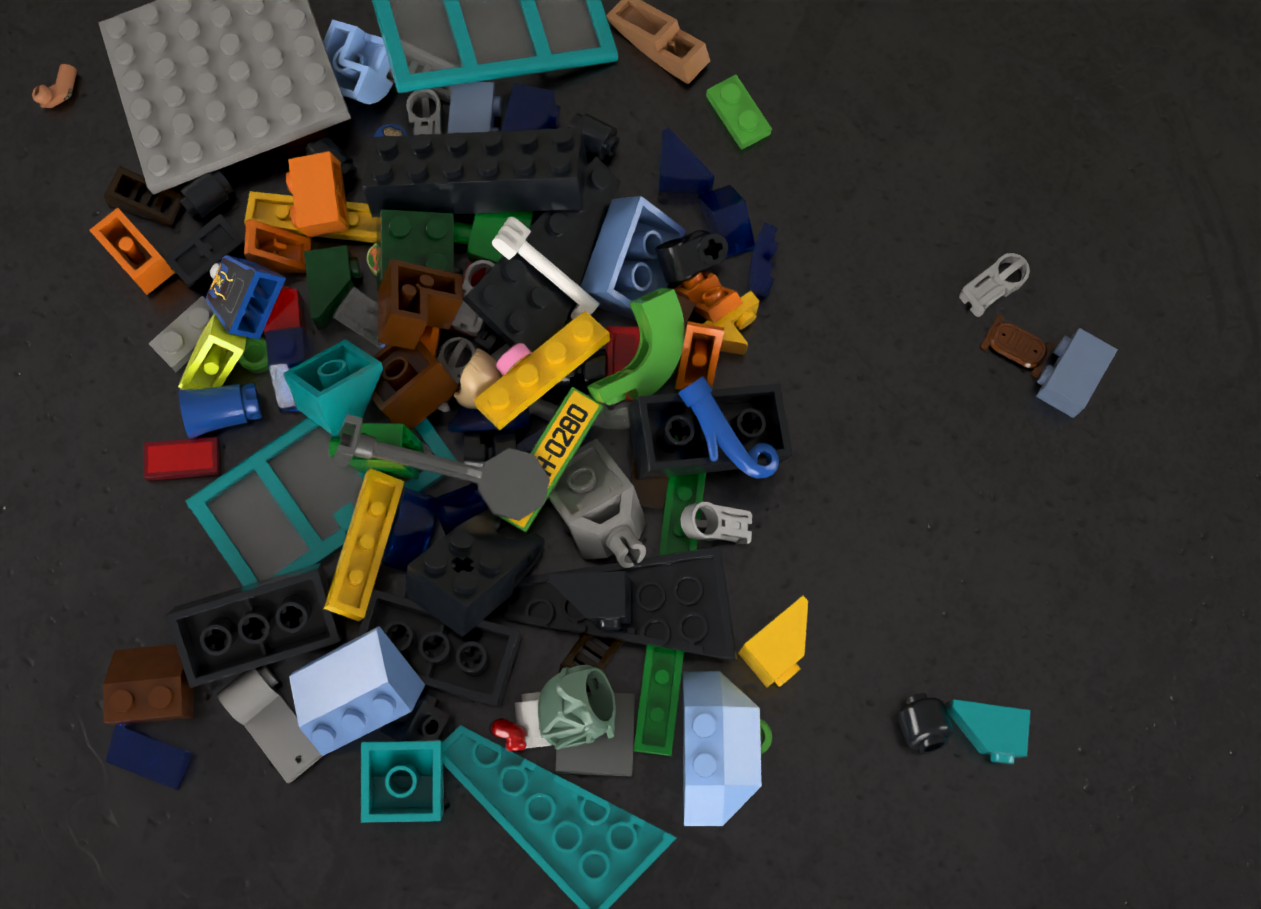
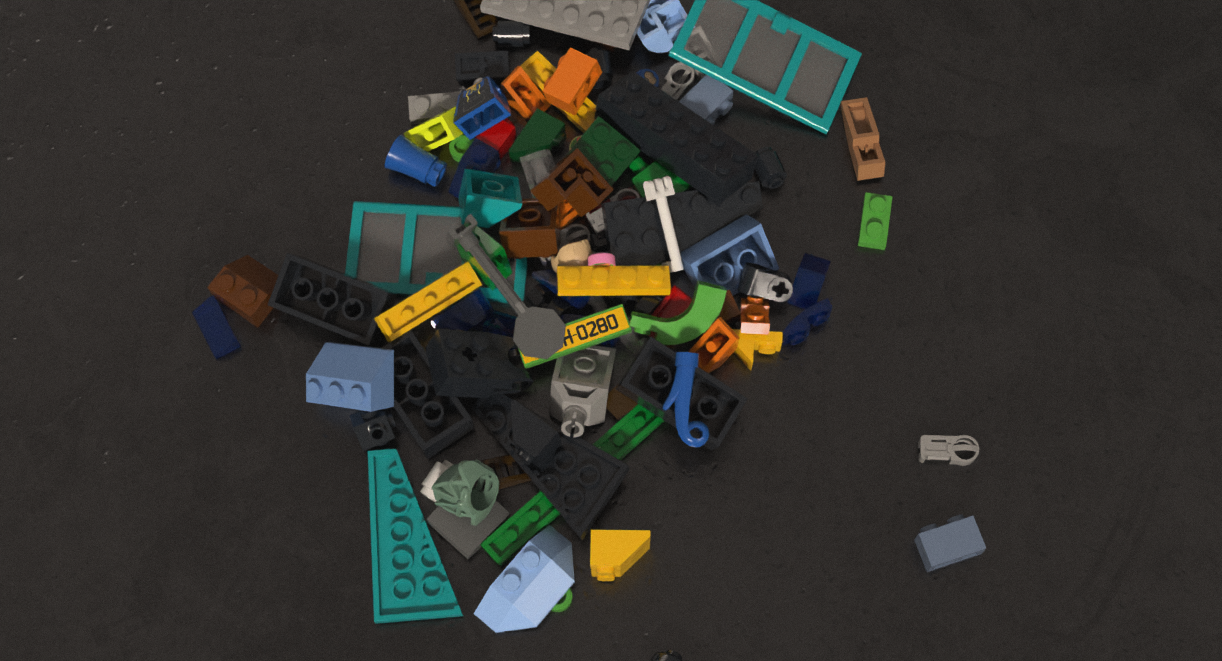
camera: 45 degrees right, 5 degrees down
(132, 251) = (441, 36): orange brick -> none
(181, 458) = (372, 176): tile -> none
(270, 721) = (297, 352): light grey door -> none
(402, 781) = (336, 451): teal slope -> none
(513, 733) = (419, 474): red arm -> none
(531, 109) = (743, 125): clear blue slope -> none
(681, 168) = (804, 227): clear blue slope -> none
(721, 523) = (644, 456): light grey piece -> none
(1017, 345) = (929, 498): reddish brown piece -> none

